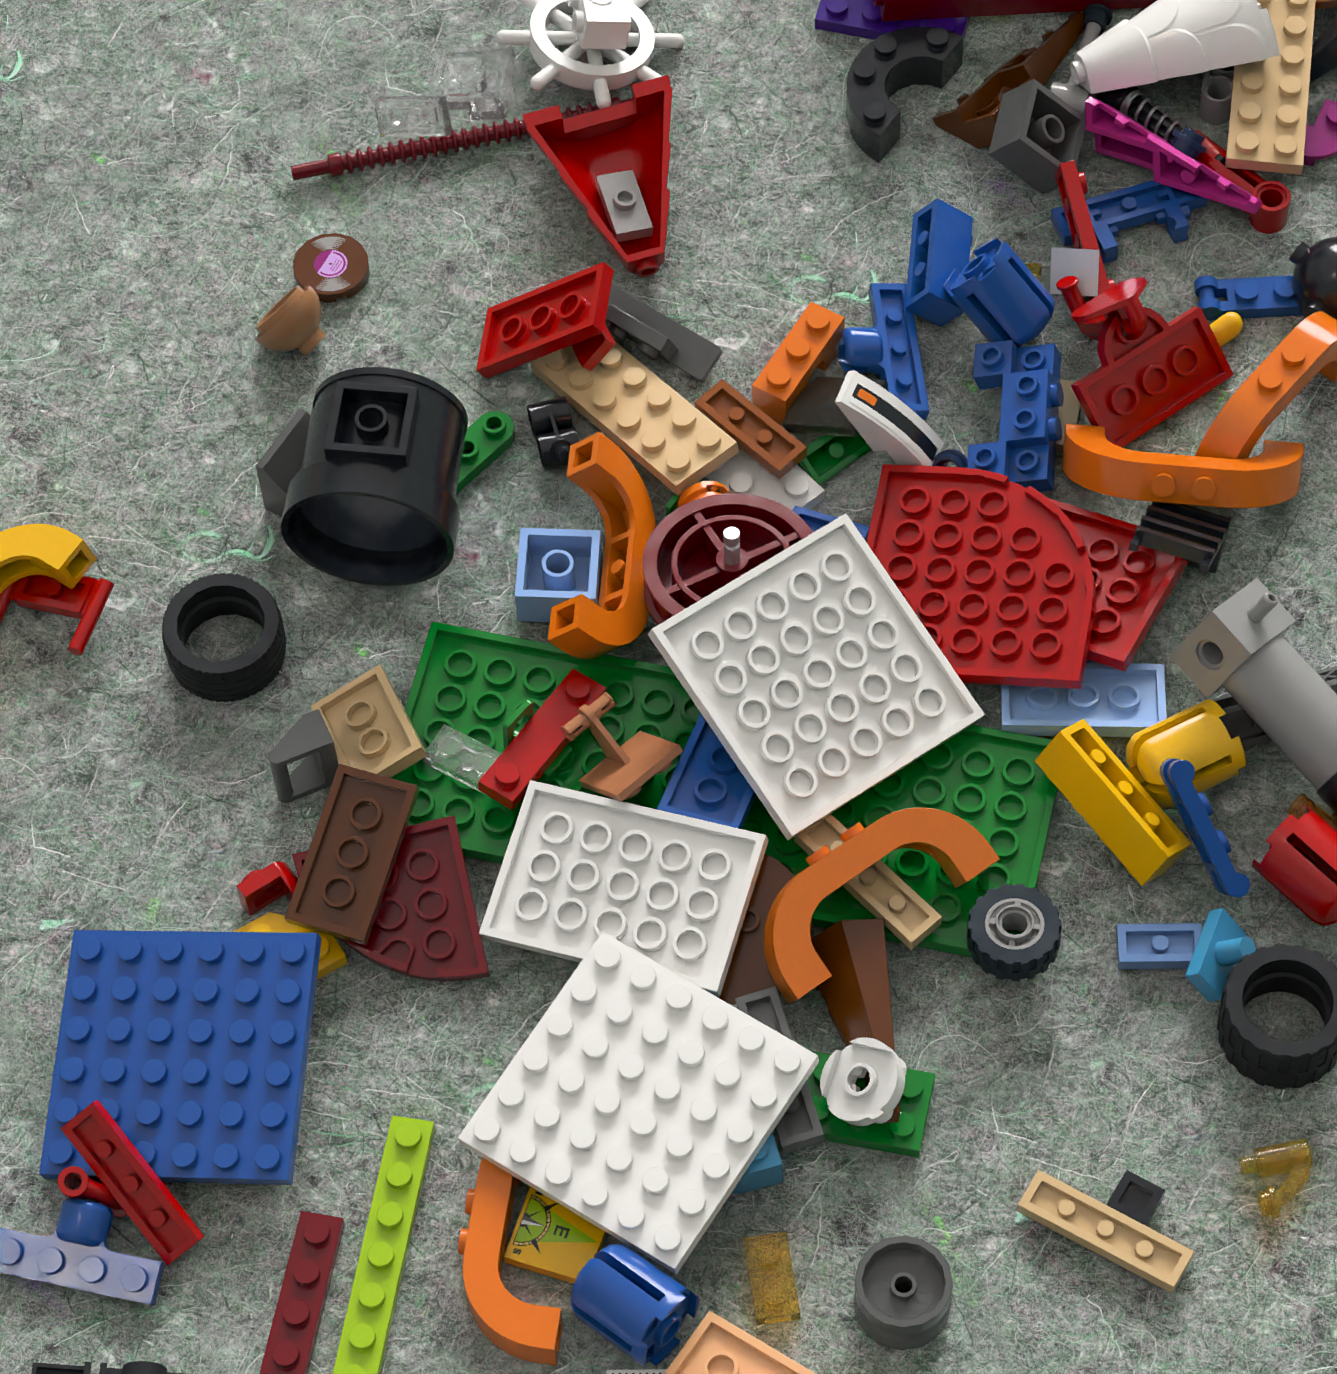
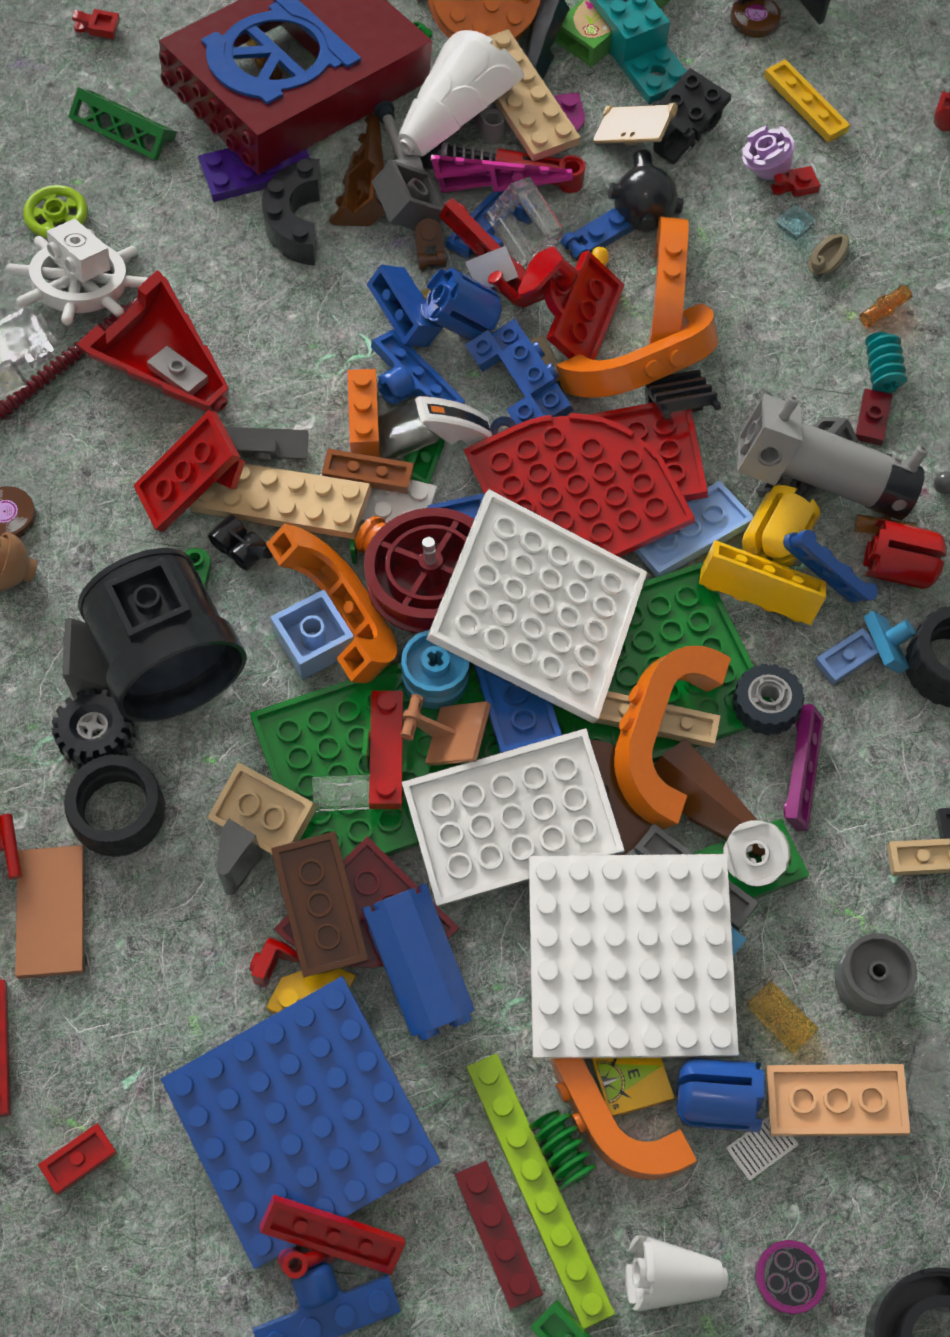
camera: 40 degrees left, 5 degrees up
(88, 709) = (50, 912): none -> nougat tile
(251, 530) = (83, 718): none -> black wheel
(410, 969) = (419, 962): none -> blue brick
(426, 1253) = (562, 1148): none -> green piece
(648, 691) = (433, 672): none -> dark azure wheel
(1005, 1034) = (802, 783): none -> magenta plate
(1032, 192) = (426, 234): none -> reddish brown plate
(1151, 233) = (510, 231): none -> clear window
(1189, 142) = (504, 154): dark blue plate -> none

